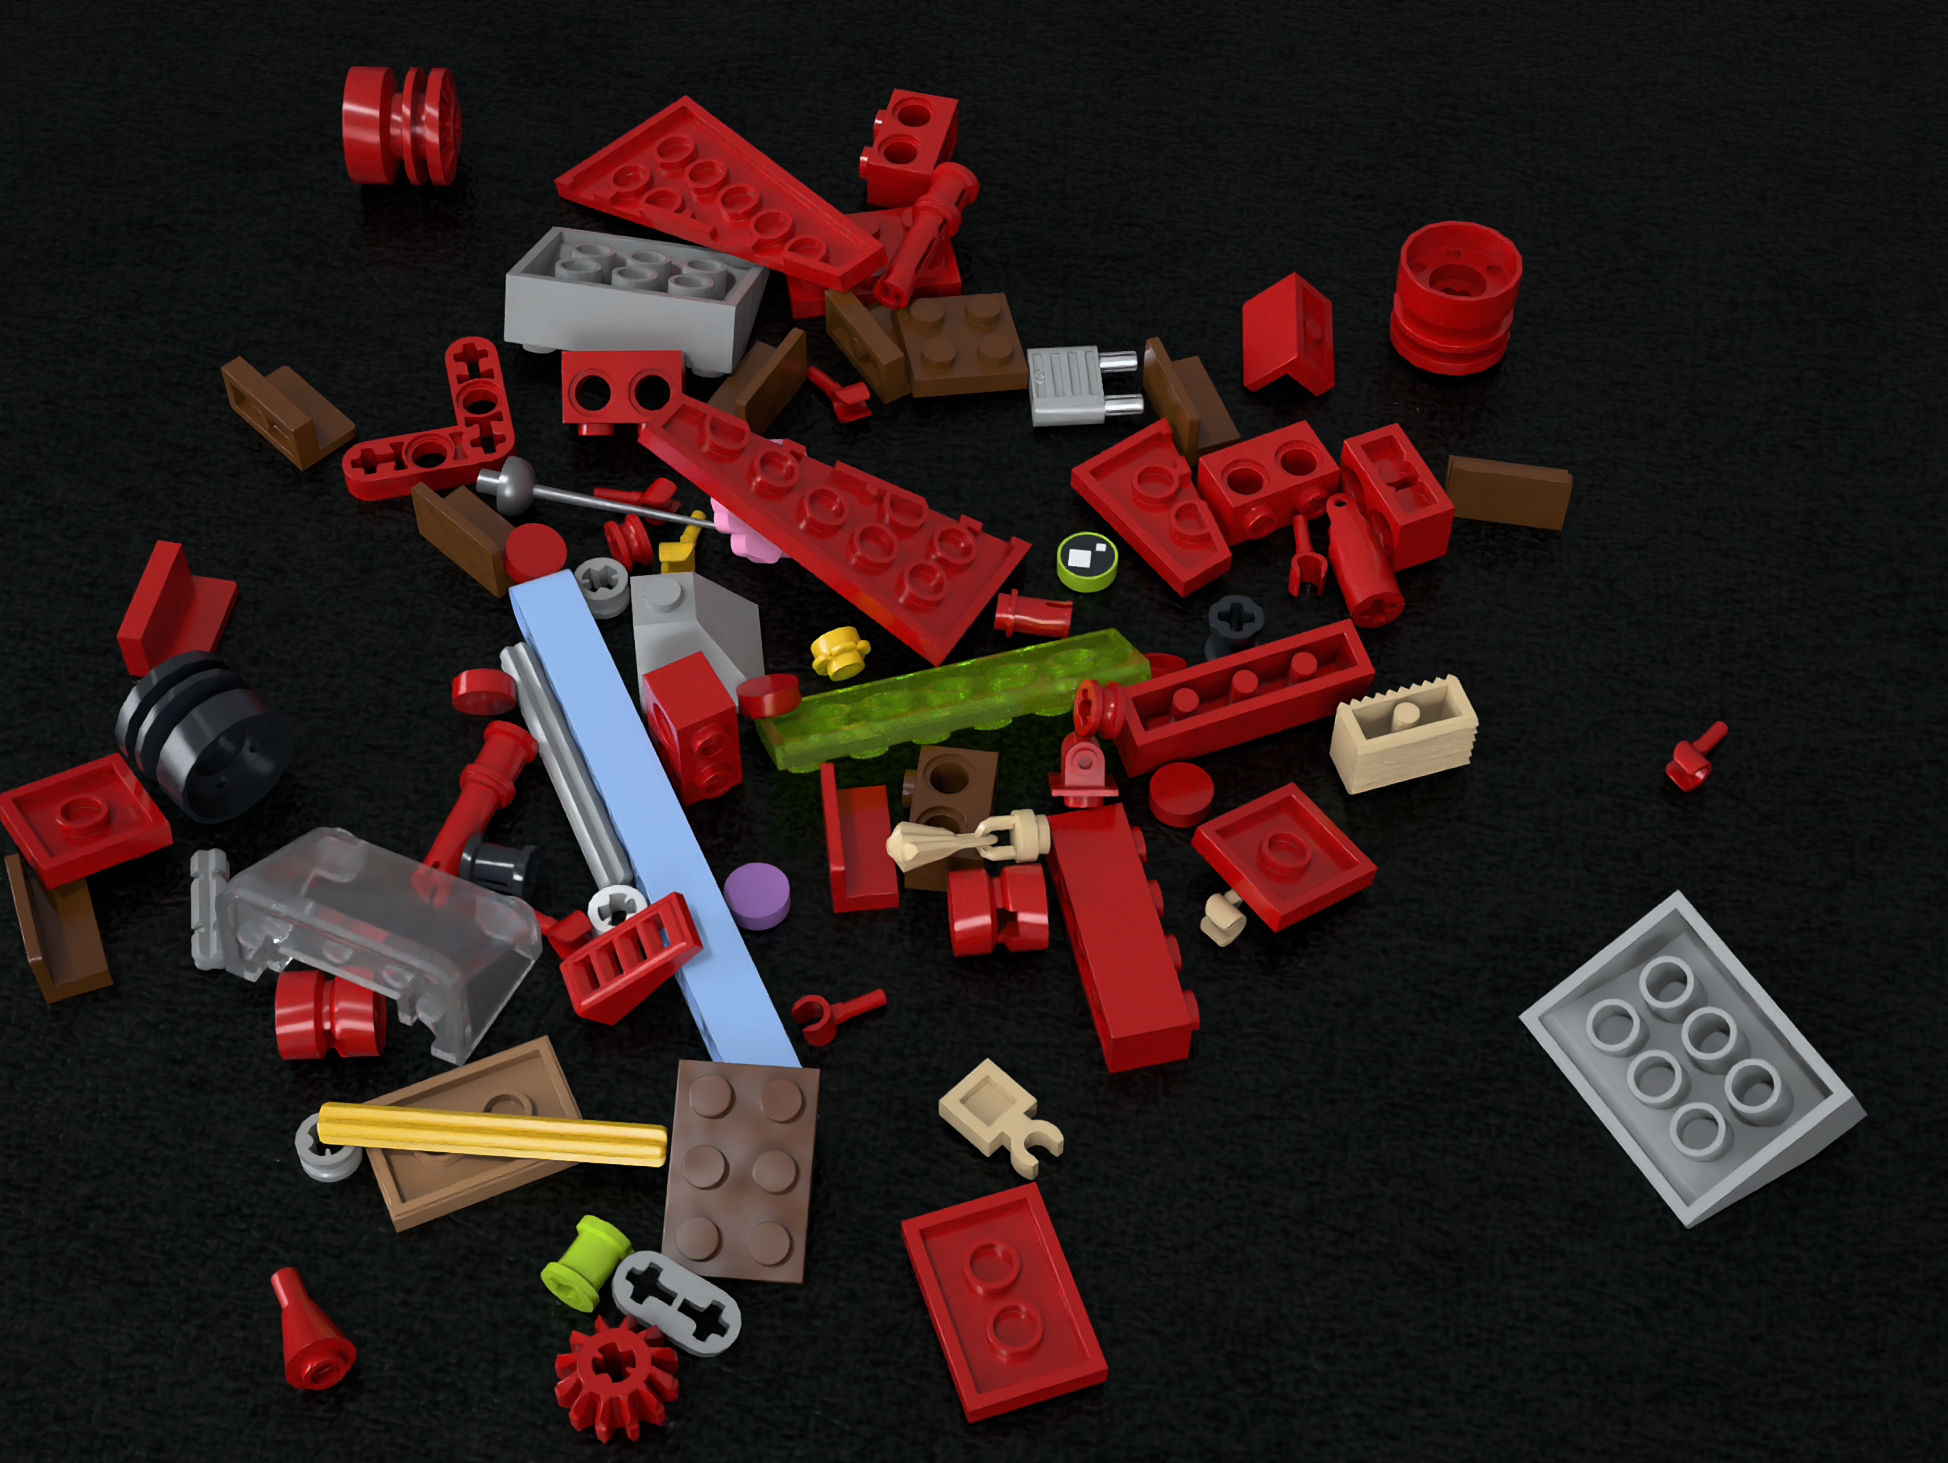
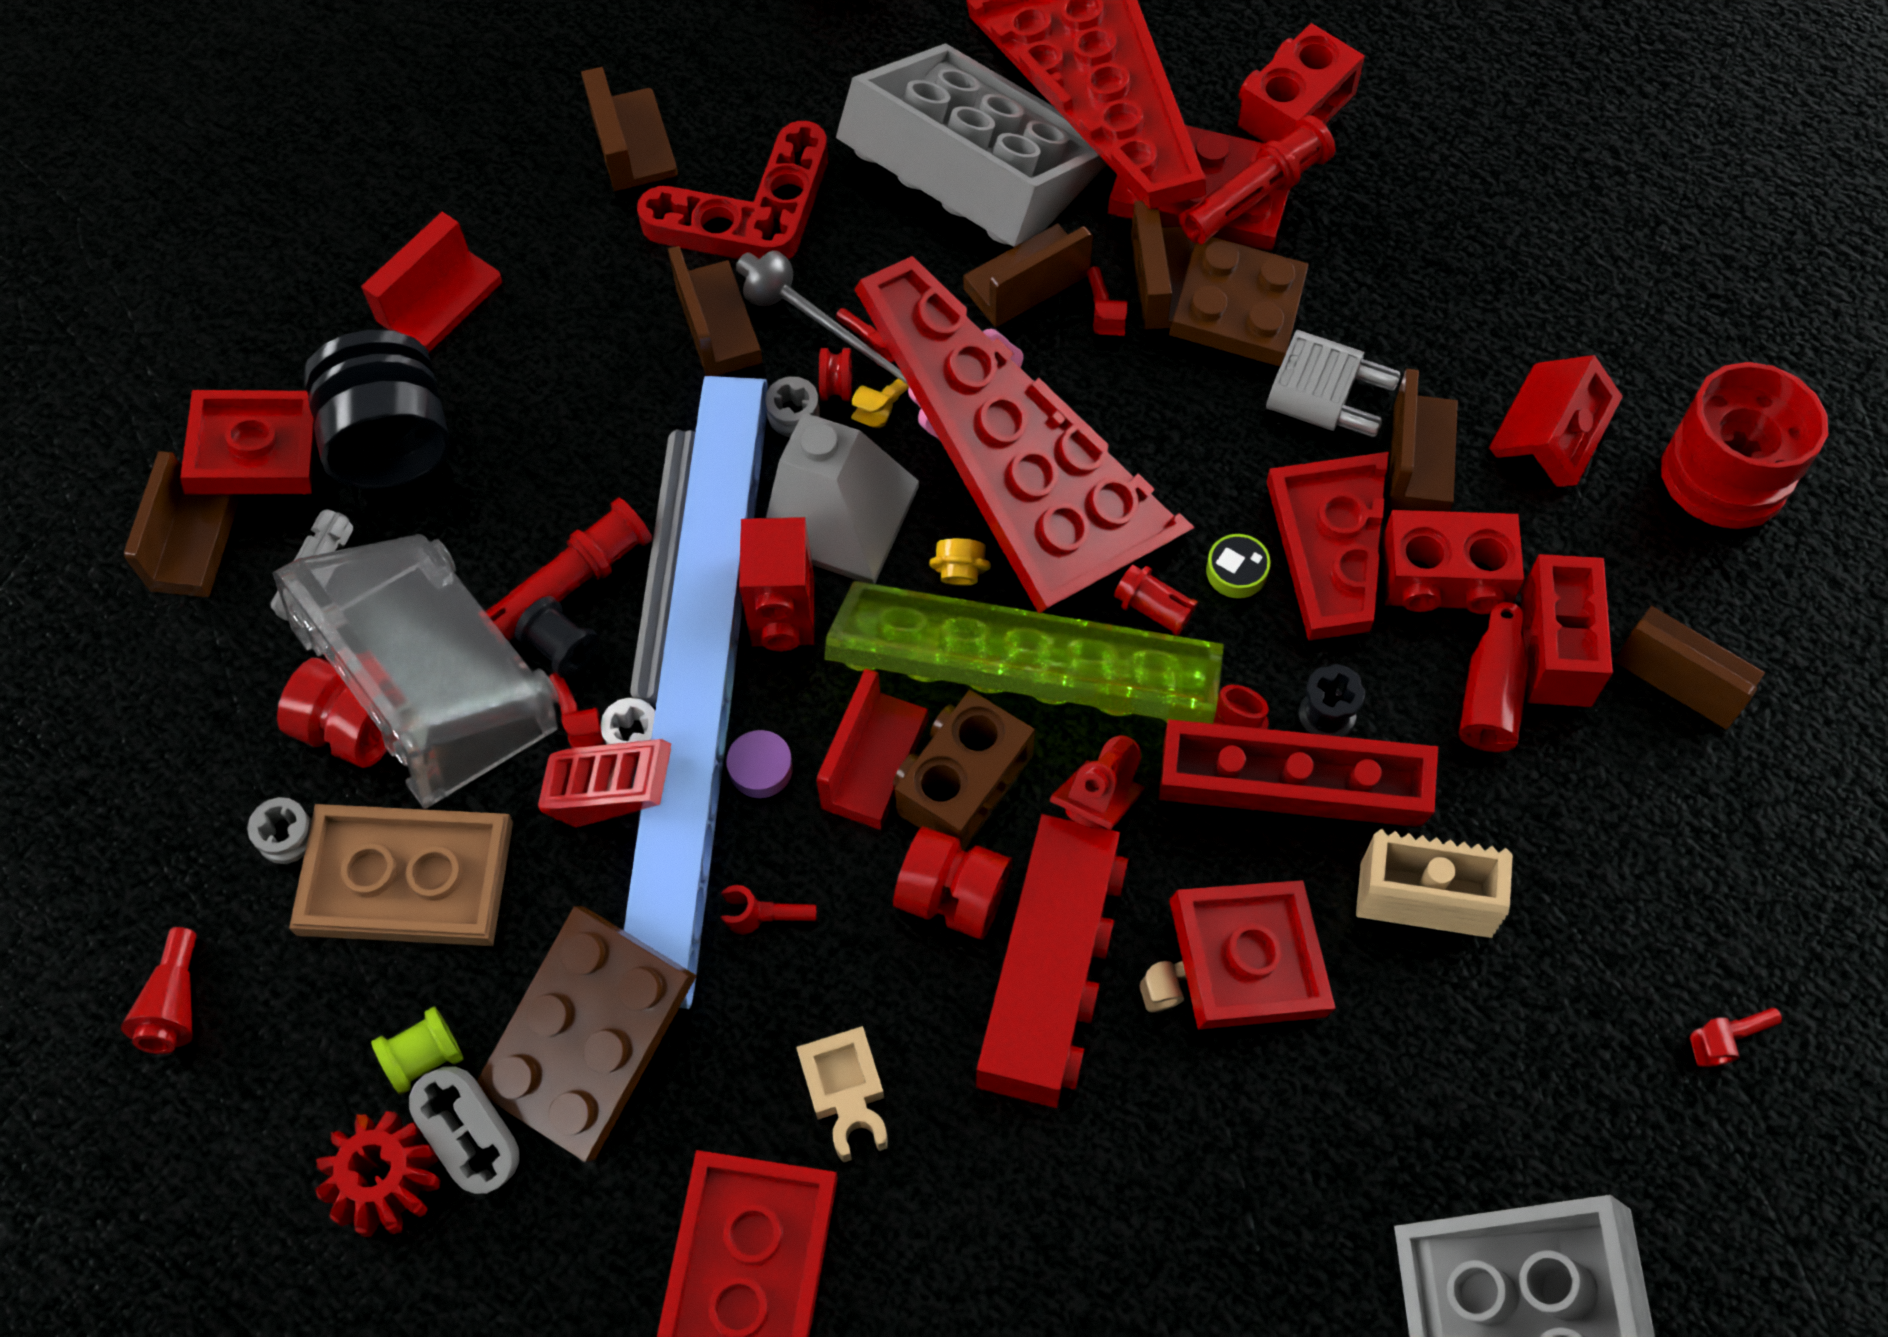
camera: 30 degrees right, 10 degrees up
(483, 692) = (634, 464): red tile -> none
(493, 1134) = (403, 891): yellow axle -> none
(533, 552) = (746, 351): red tile -> none
(624, 374) = (911, 215): red brick -> none
(768, 696) = (868, 577): red tile -> none
(921, 844) = (903, 793): tan piece -> none
(1099, 709) = (1143, 732): red bush -> none
(1181, 794) = (1195, 840): red tile -> none
(1305, 564) = (1445, 657): red hand -> none

